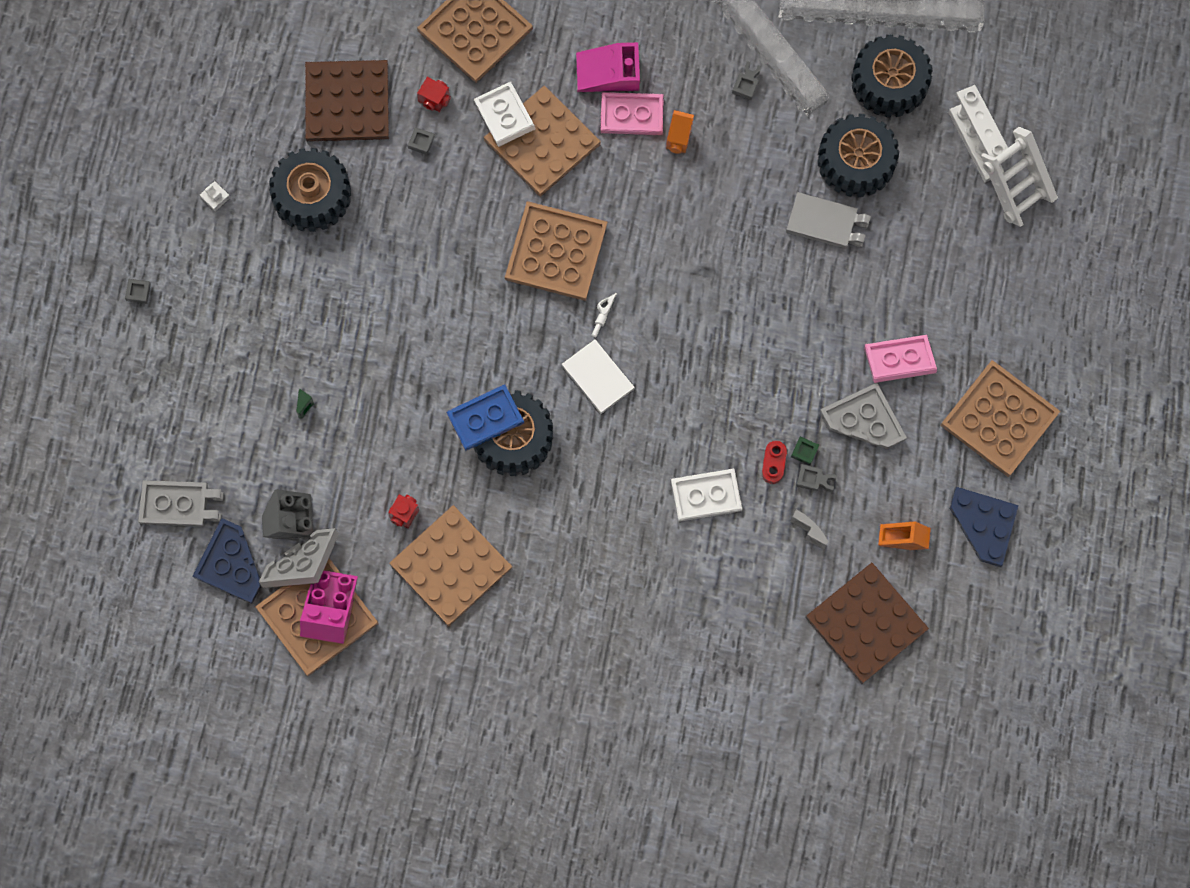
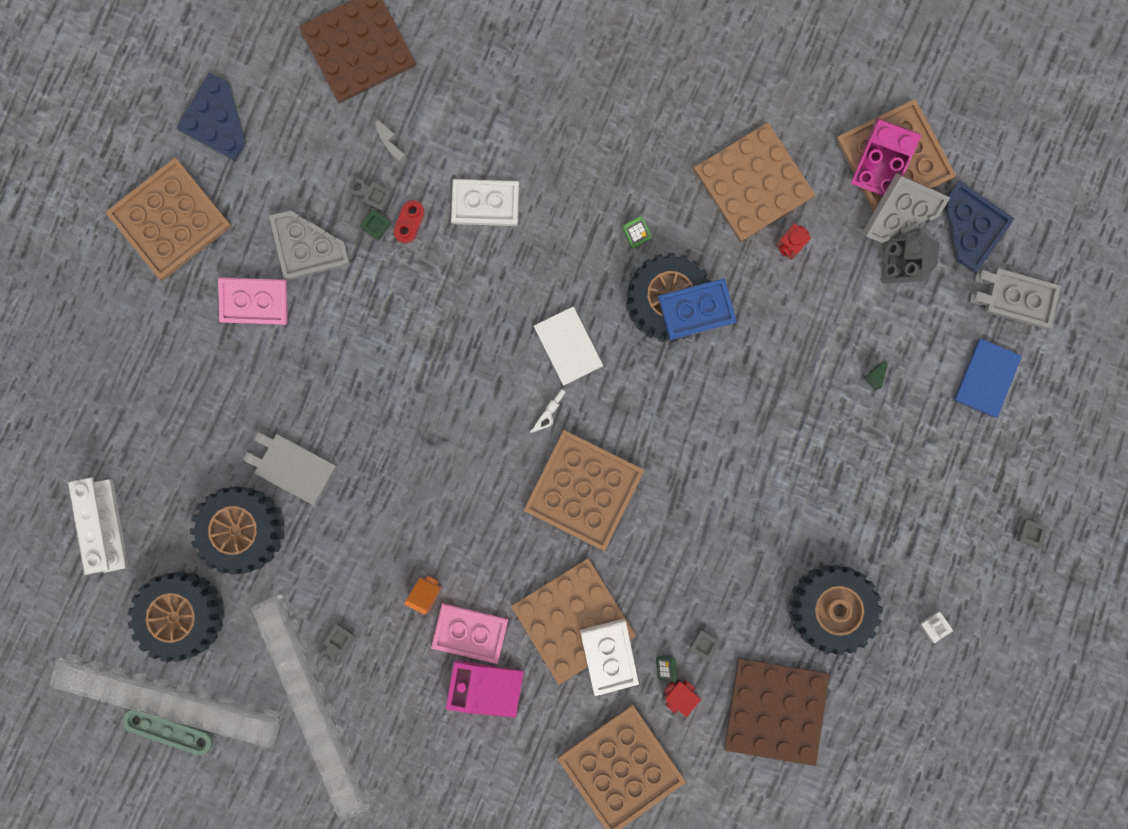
camera: 165 degrees left, 10 degrees up
(197, 424) = (987, 378): none -> blue tile
(451, 116) = (666, 668): none -> slope
(555, 494) = (636, 232): none -> slope
(904, 536) = (297, 118): orange slope -> none
(1037, 174) = (50, 460): white fence -> none

